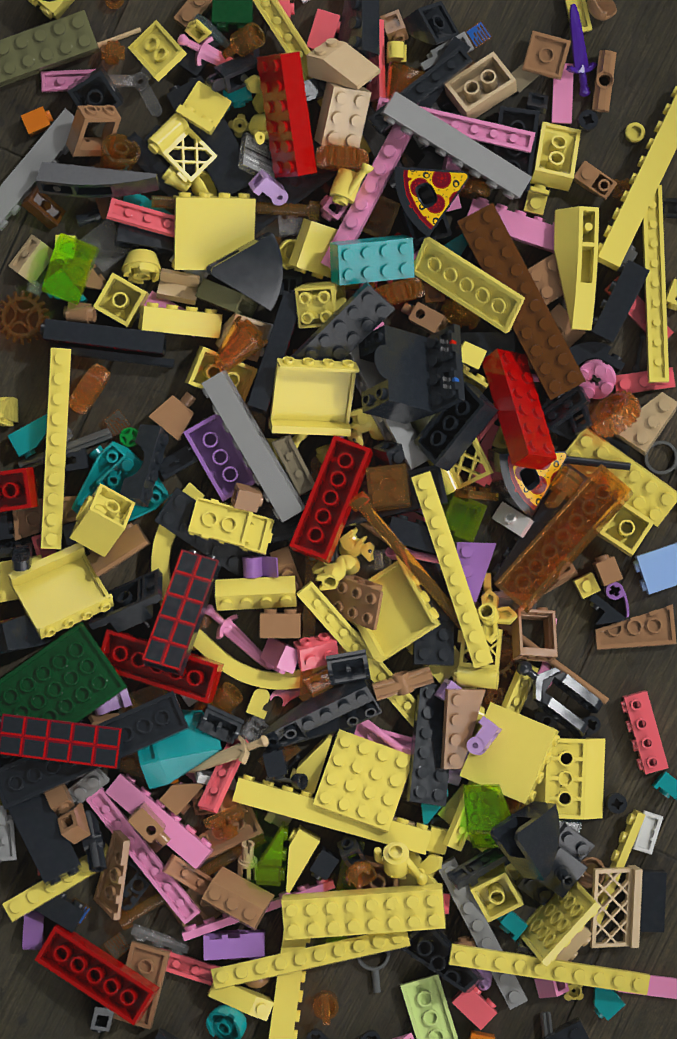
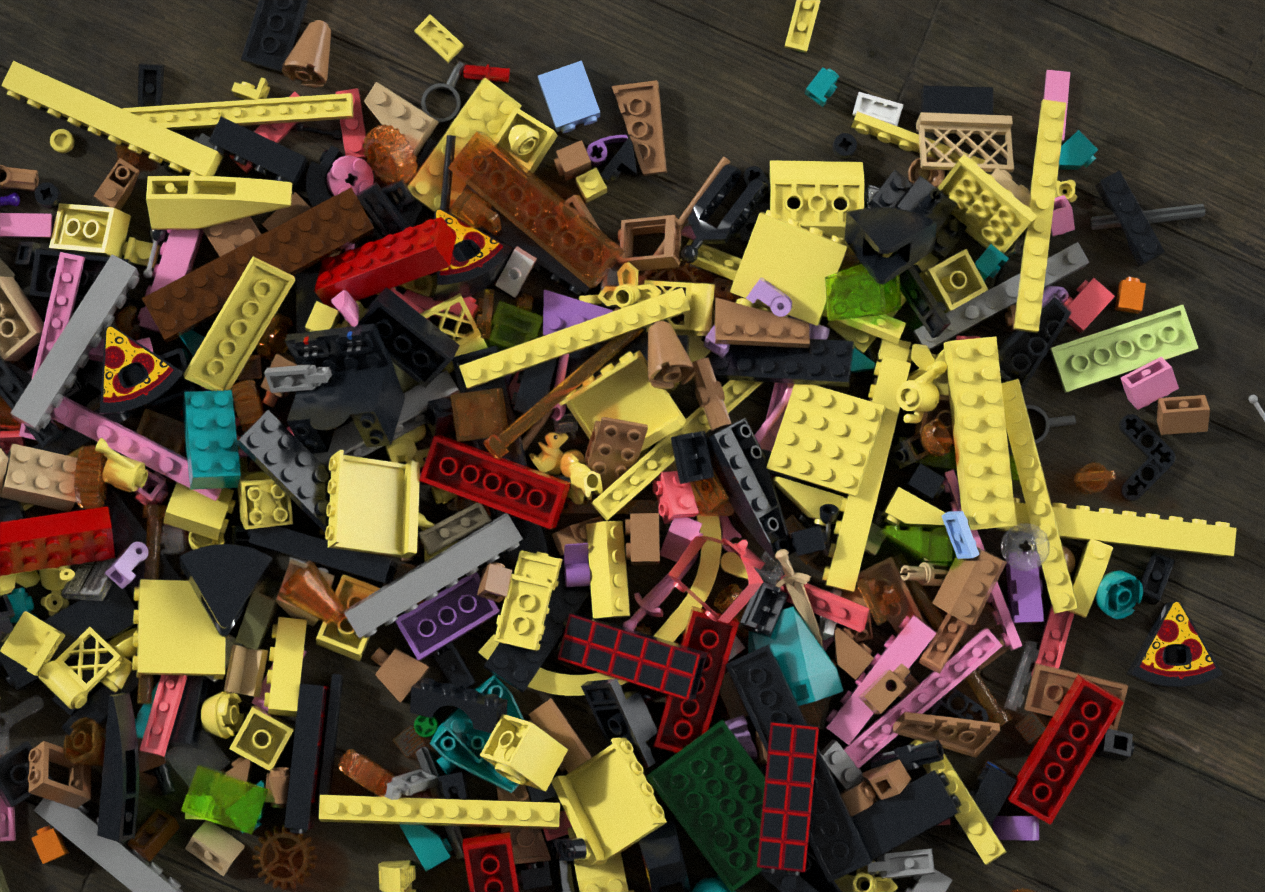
camera: 90 degrees left, 5 degrees down
(35, 288) = (249, 842): clear plate -> none
(80, 424) = (410, 783): none -> light grey hinge
(258, 954) = (1037, 540): none -> clear plate
(260, 713) = (749, 559): none -> coral piece
(277, 892) = (960, 534): none -> light blue plate
(422, 333) = (296, 377): none -> light grey hinge
(433, 647) = (667, 357): none -> medium nougat cone
(481, 377) = (347, 307): none -> bright pink slope
(486, 526) = (525, 302): none -> clear orange plate
(549, 213) = (156, 236): none -> hinge
(624, 528) = (523, 139): none -> light yellow cone
(645, 732) = (761, 115): coral brick -> none

